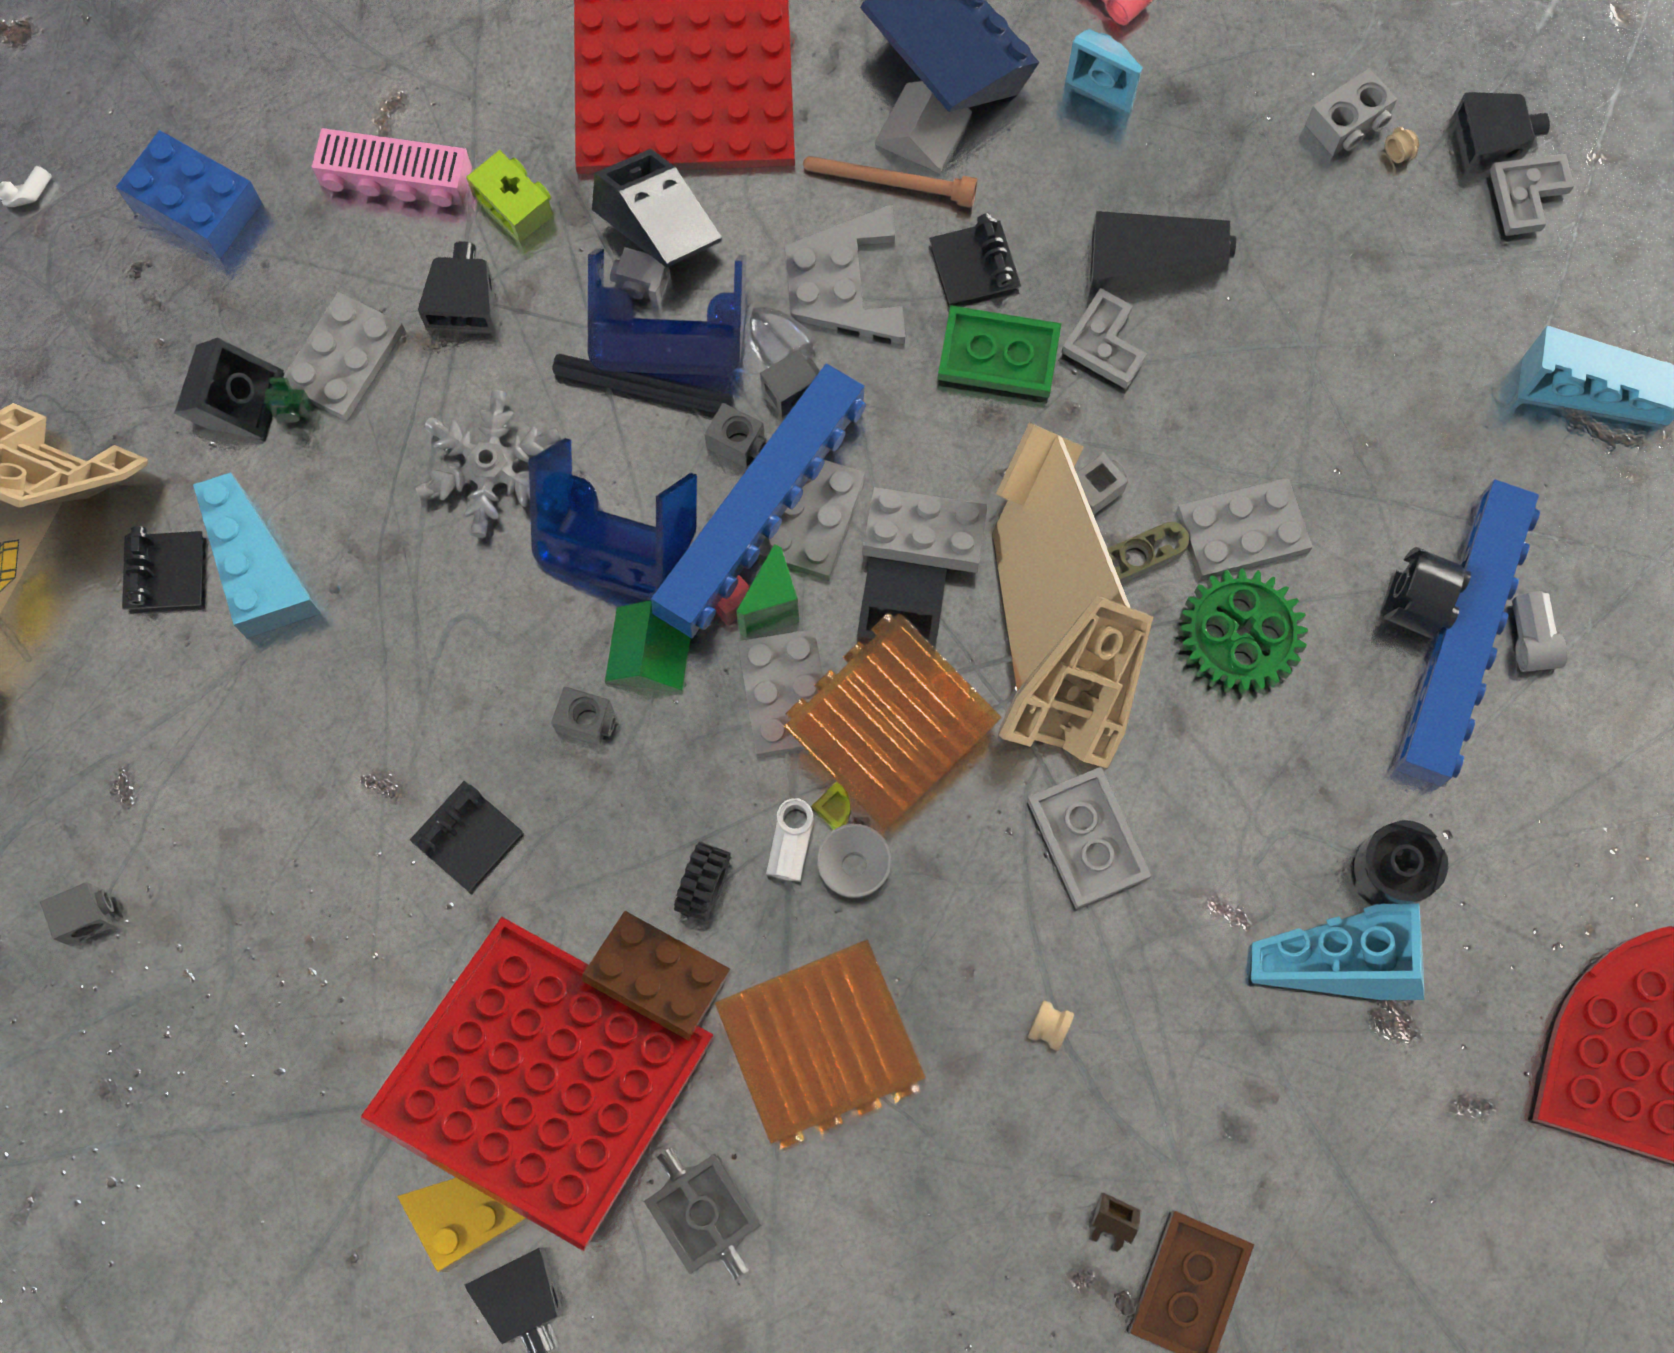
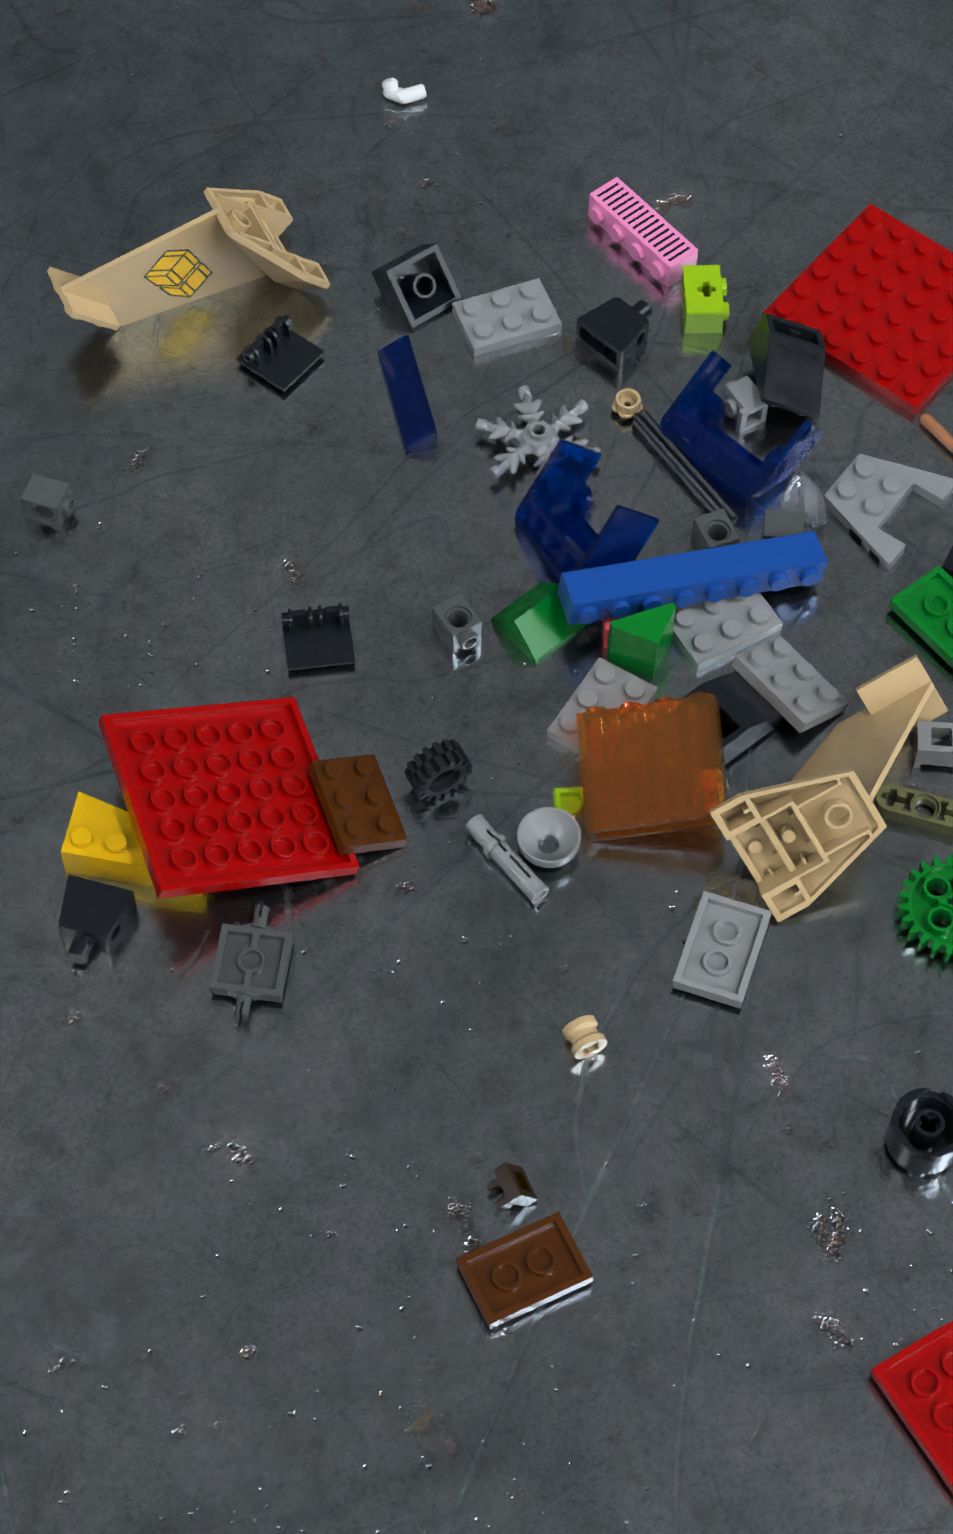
camera: 40 degrees right, 15 degrees down
(189, 194) = (499, 161): blue brick -> none
(252, 567) = (335, 389): medium azure wedge -> none
(287, 403) = (445, 315): dark green plate -> none
(323, 513) = (408, 395): none -> clear blue slope
(531, 351) = (627, 397): none -> tan plate
(790, 844) = (518, 796): white piece -> none
(820, 1044) = (422, 926): clear orange brick -> none
(832, 911) = (497, 848): none -> light grey pin
(1355, 956) = (845, 1171): medium azure wedge -> none

